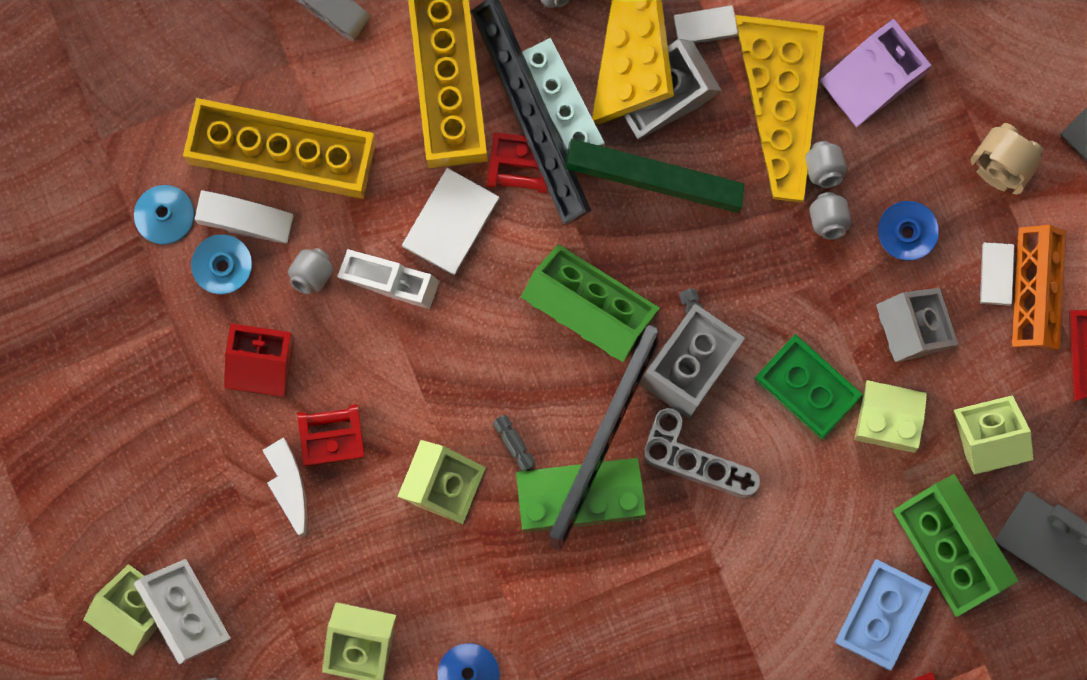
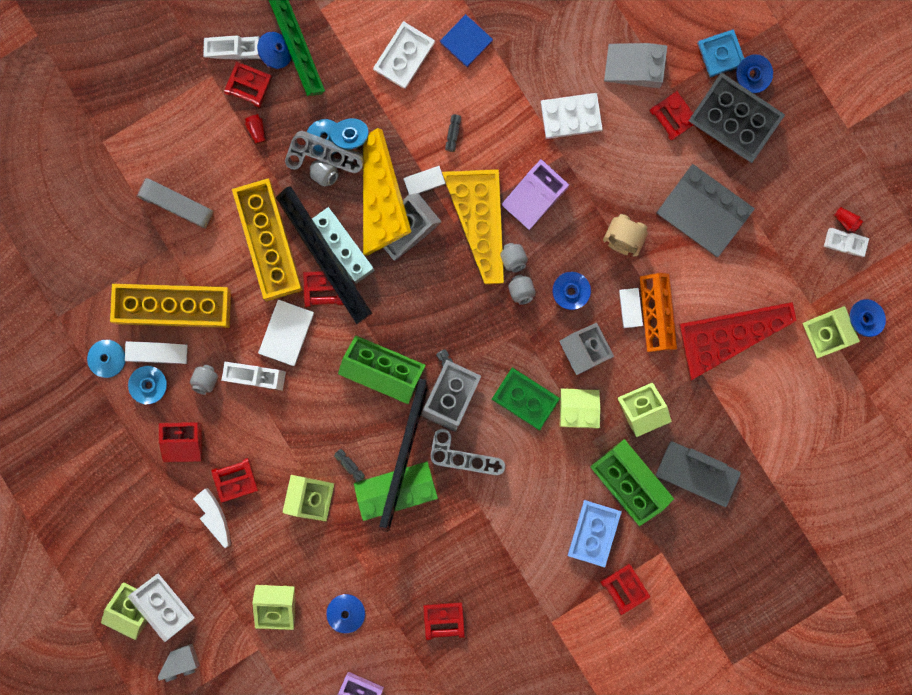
camera: 10 degrees left, 5 degrees up
(654, 176) = (408, 283): dark green tile -> none

